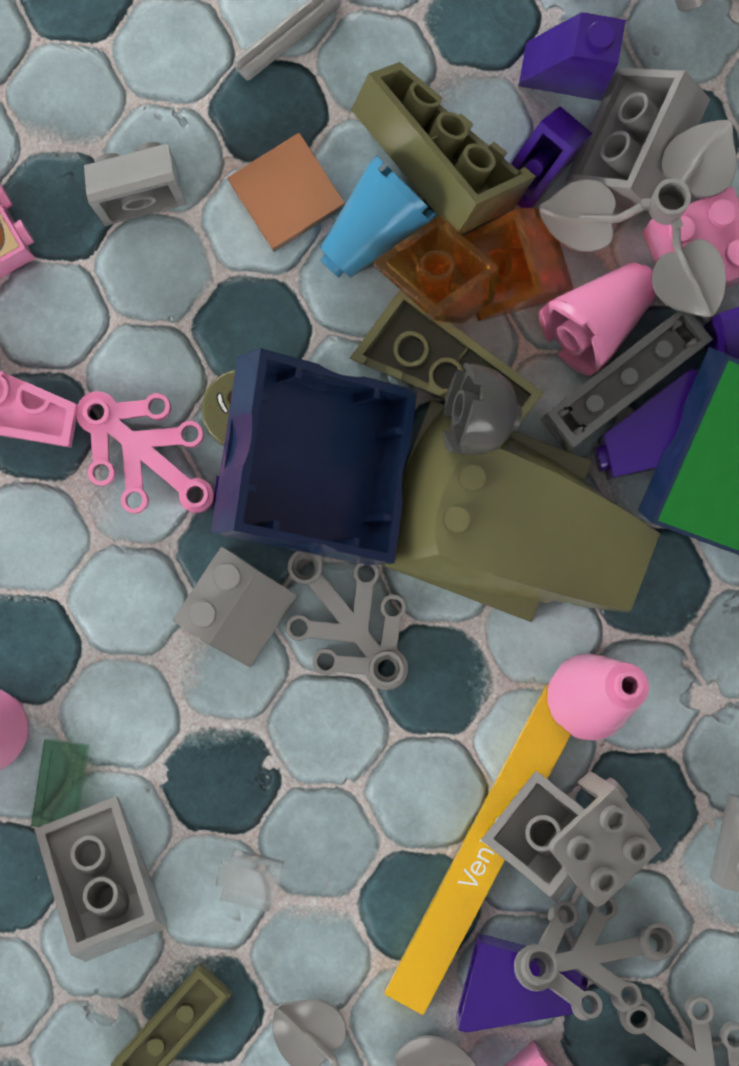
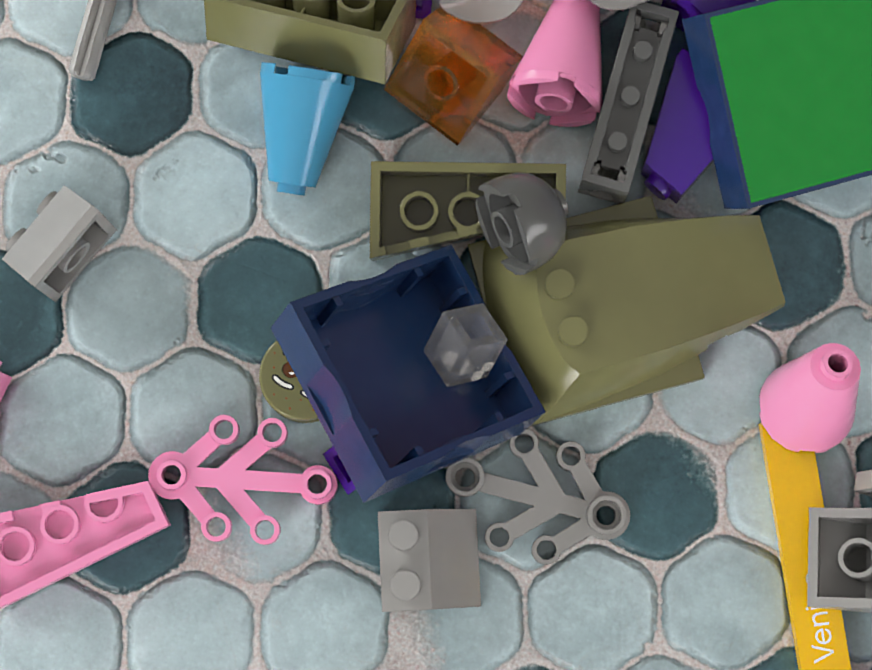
camera: 35 degrees left, 5 degrees down
(286, 192) = (200, 154): nougat tile -> none
(371, 471) = (465, 344): none -> clear brick
(441, 272) = (396, 123): clear orange slope -> none

